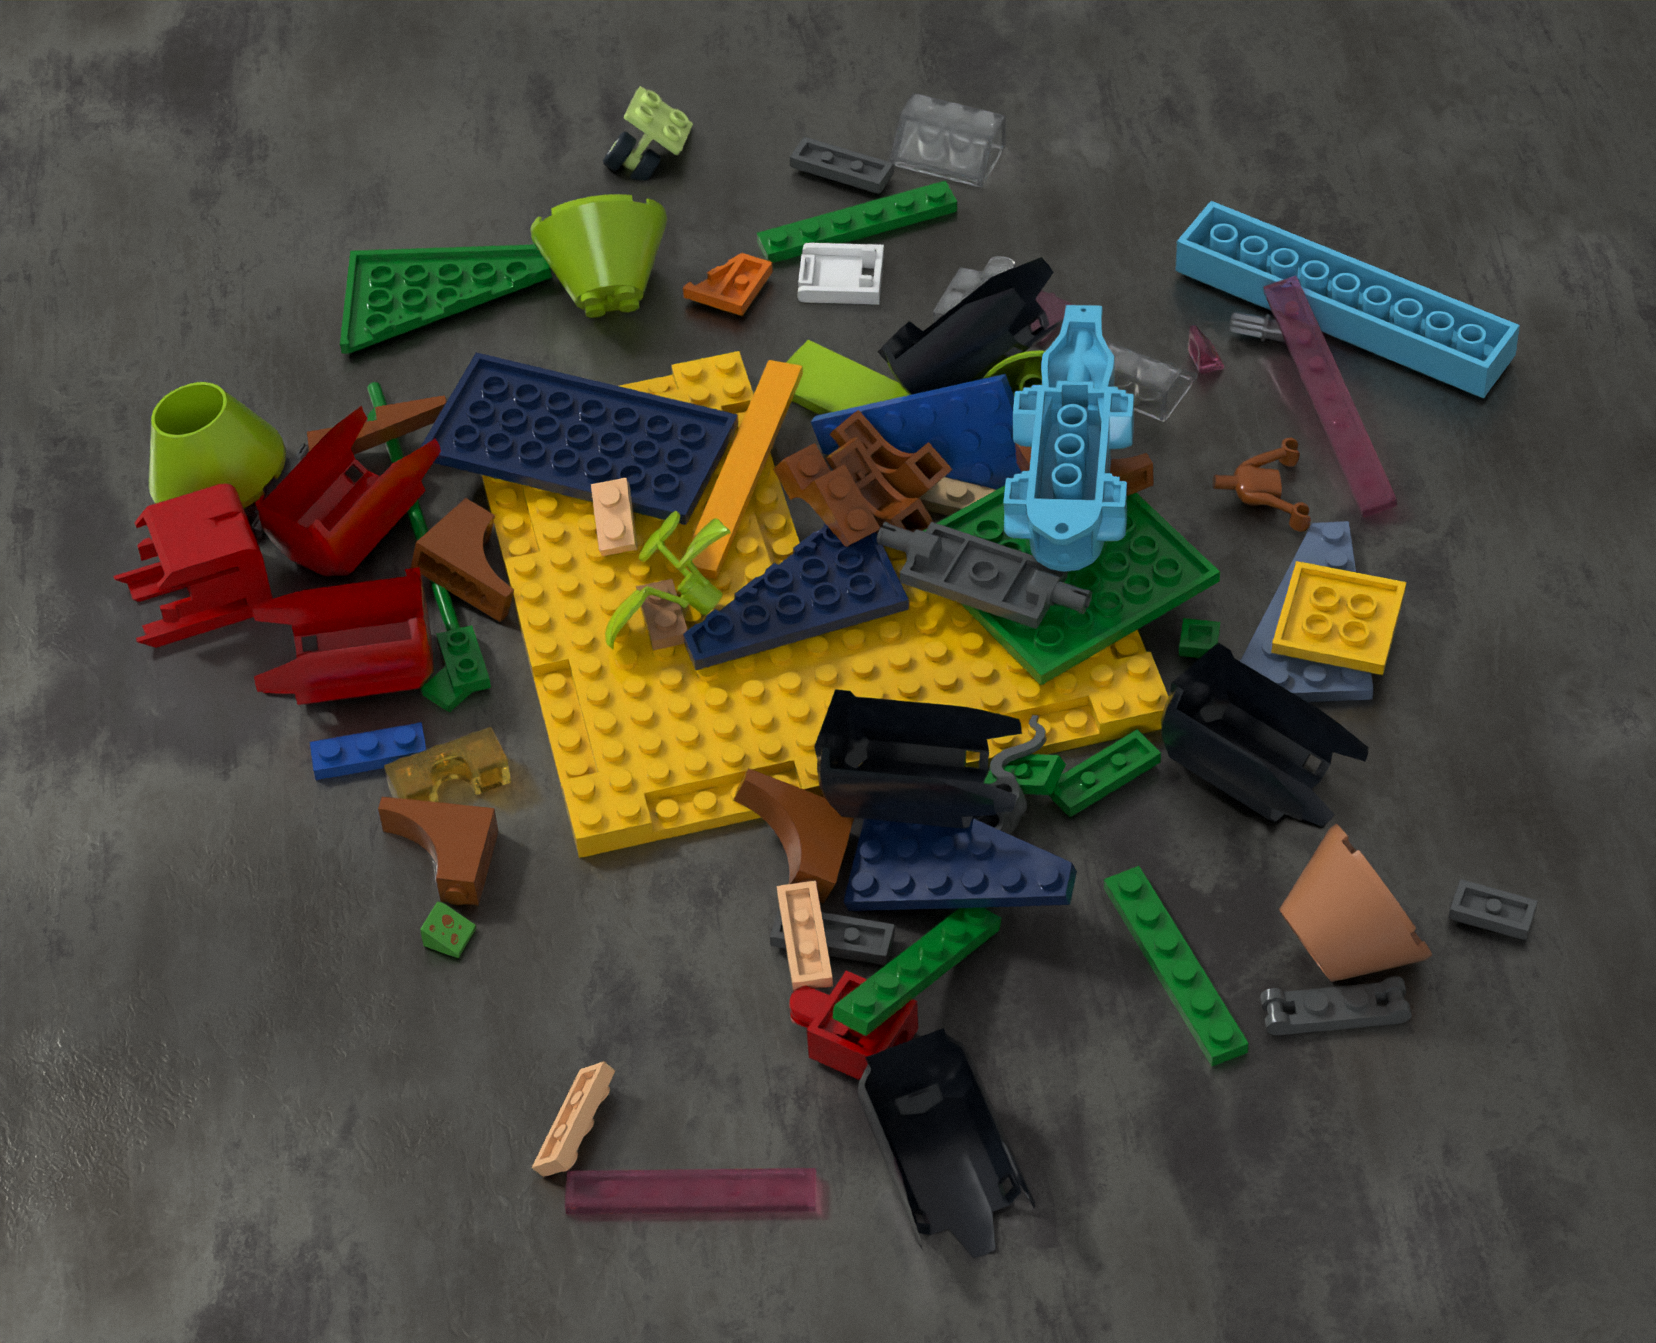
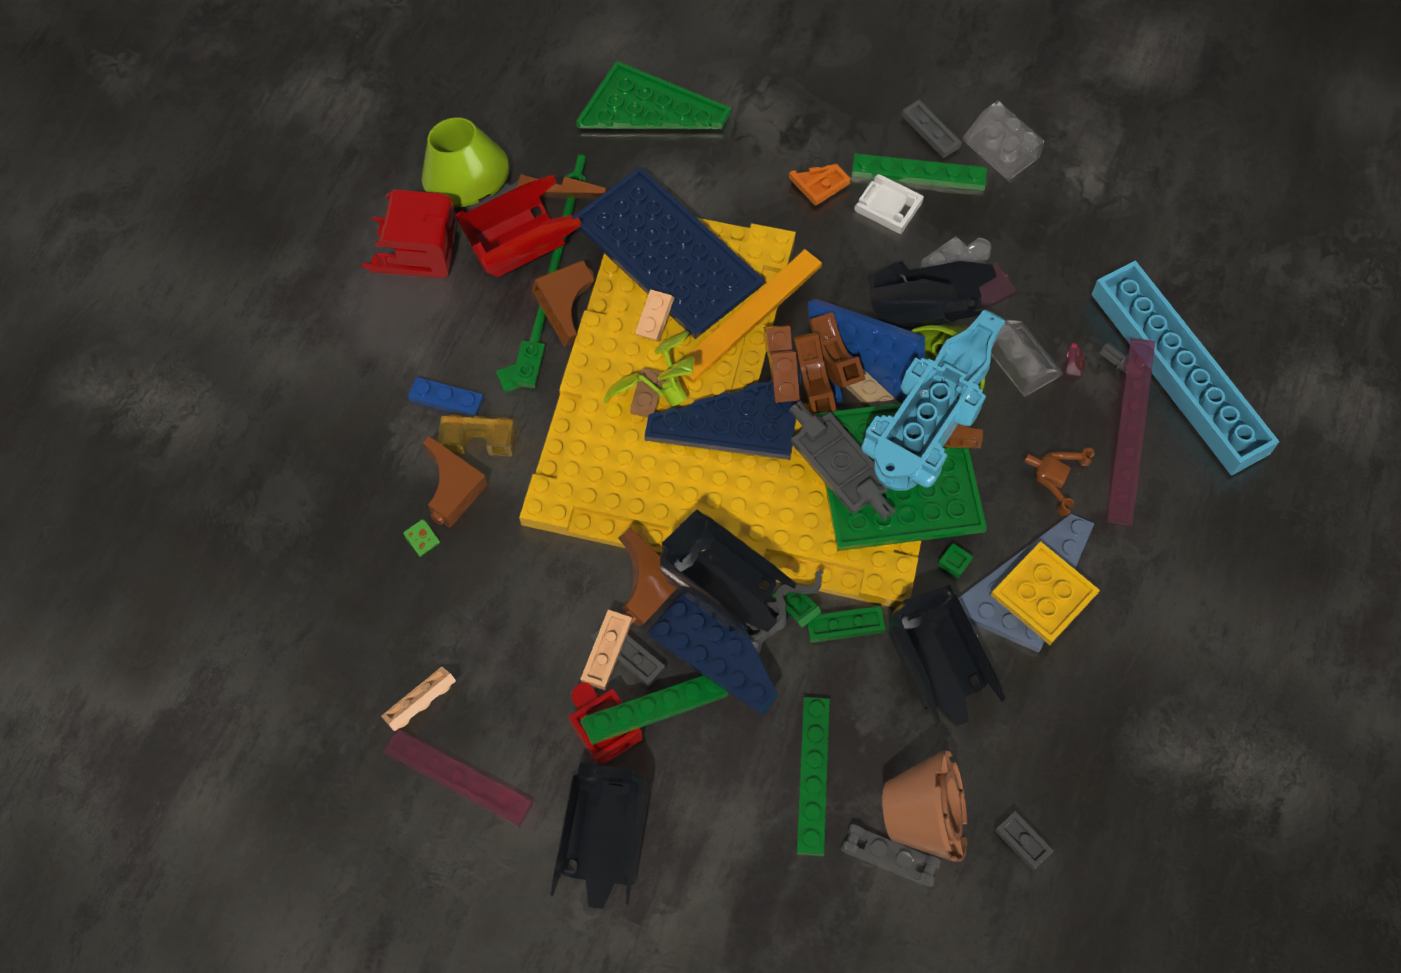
camera: 25 degrees right, 15 degrees up
(367, 638) = (479, 335): red piece -> none
(602, 249) = (750, 131): lime cone -> none
(658, 122) = (836, 52): yellowish green plate -> none
(838, 383) = (843, 280): lime tile -> none

